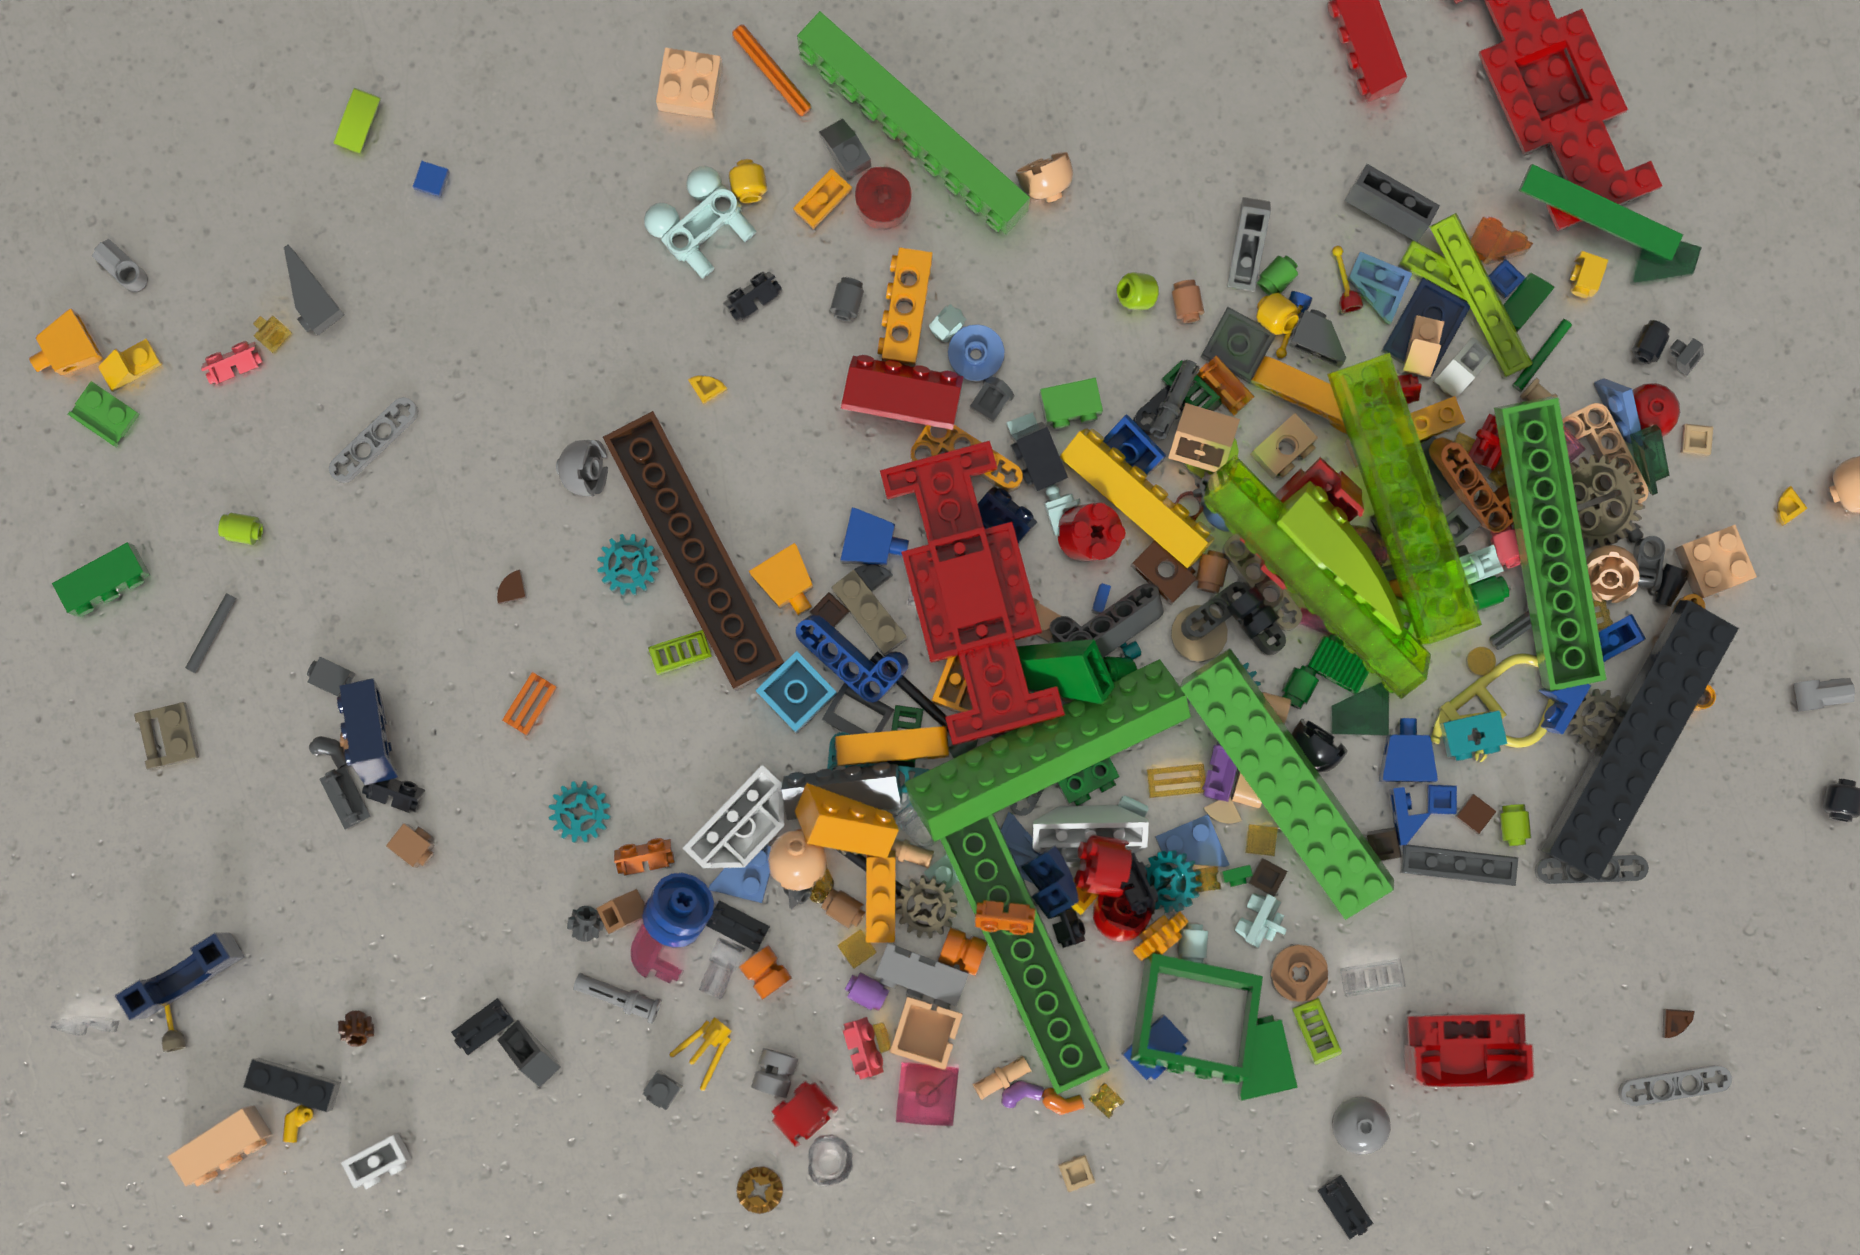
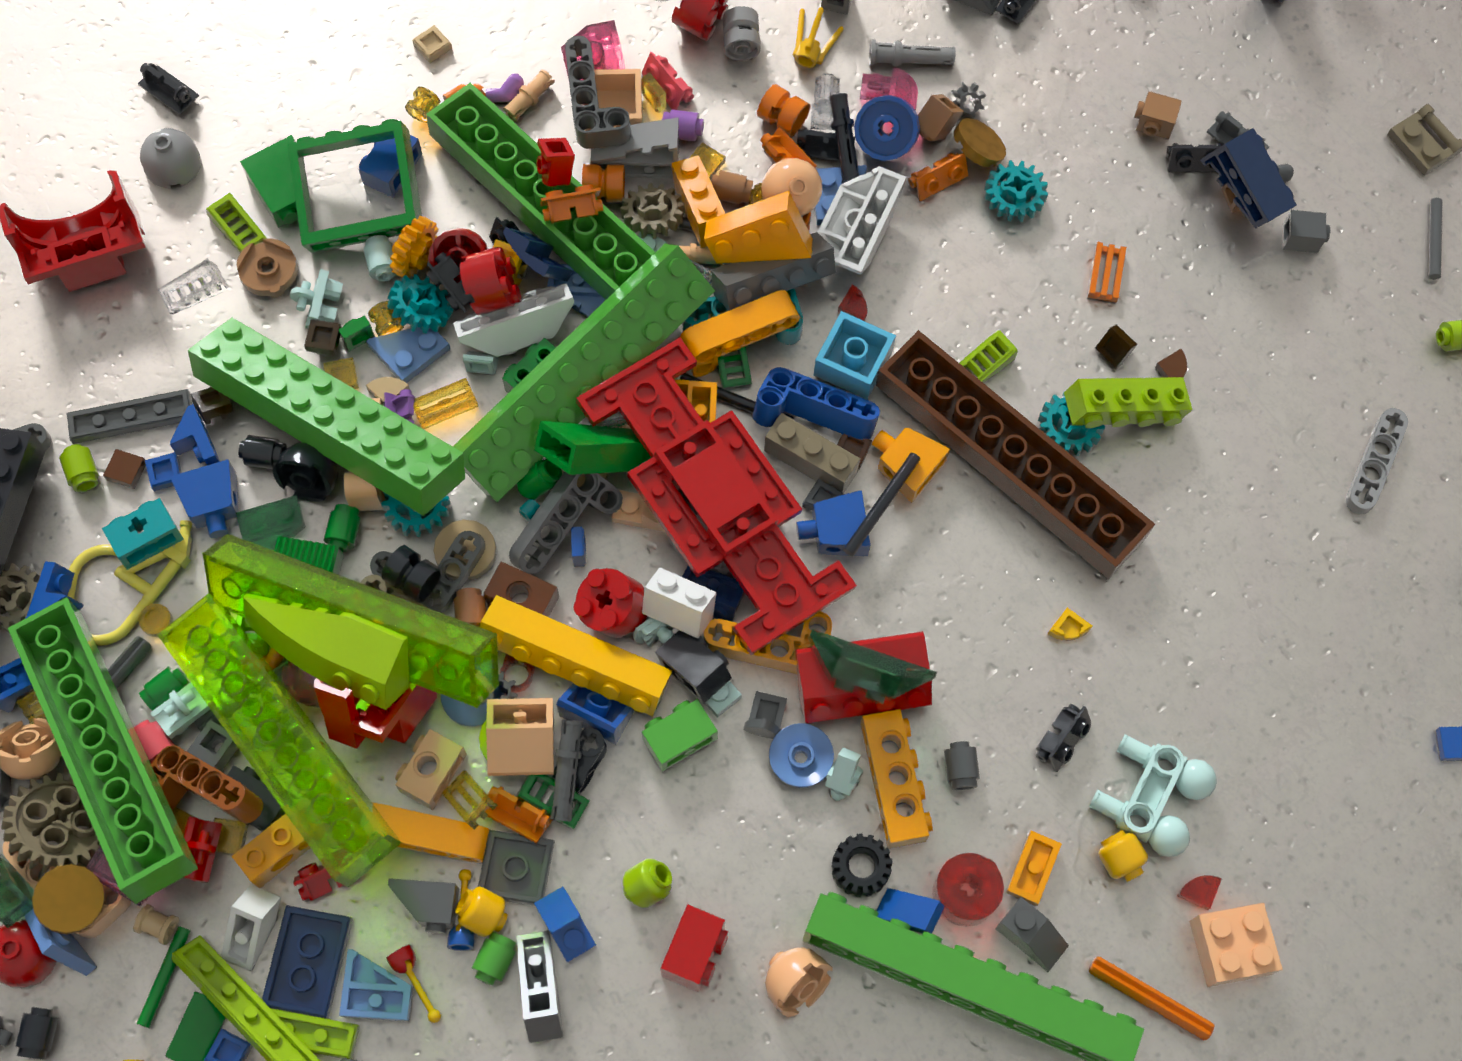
camera: 160 degrees right, 15 degrees down
(555, 624) = (1116, 346): none -> dark brown tile
(573, 559) = (1127, 401): none -> lime brick
(582, 468) = (1159, 495): light grey cylinder -> none
(593, 871) = (979, 142): none -> pearl gold tile
(695, 136) = (1201, 890): none -> clear red tile
(720, 924) = (844, 136): none -> black pin
(773, 750) = (854, 304): none -> clear red tile
(780, 930) = (781, 146): none -> orange hinge
(828, 538) = (881, 504): none -> black bar
(848, 727) = (787, 344): dark grey tile -> none
(901, 386) = (866, 669): none -> clear green wedge
(938, 195) = (915, 910): none -> blue tile
(948, 1033) = (585, 92): none -> dark grey beam
(965, 232) = (867, 846): none -> black tyre
(1007, 961) = (555, 161): none -> red brick
(1034, 507) = (678, 602): none -> white brick
(1119, 223) = (693, 949): none -> red brick
(1187, 301) = (587, 893): nougat brick -> none
(1213, 284) = (565, 924): none -> blue slope
(1254, 388) = (479, 809): none -> clear yellow tile
(1350, 784) = (260, 451): none -> black brick
(1423, 346) = (303, 934): light nougat slope -> none
(1602, 426) = (68, 899): none -> pearl gold tile

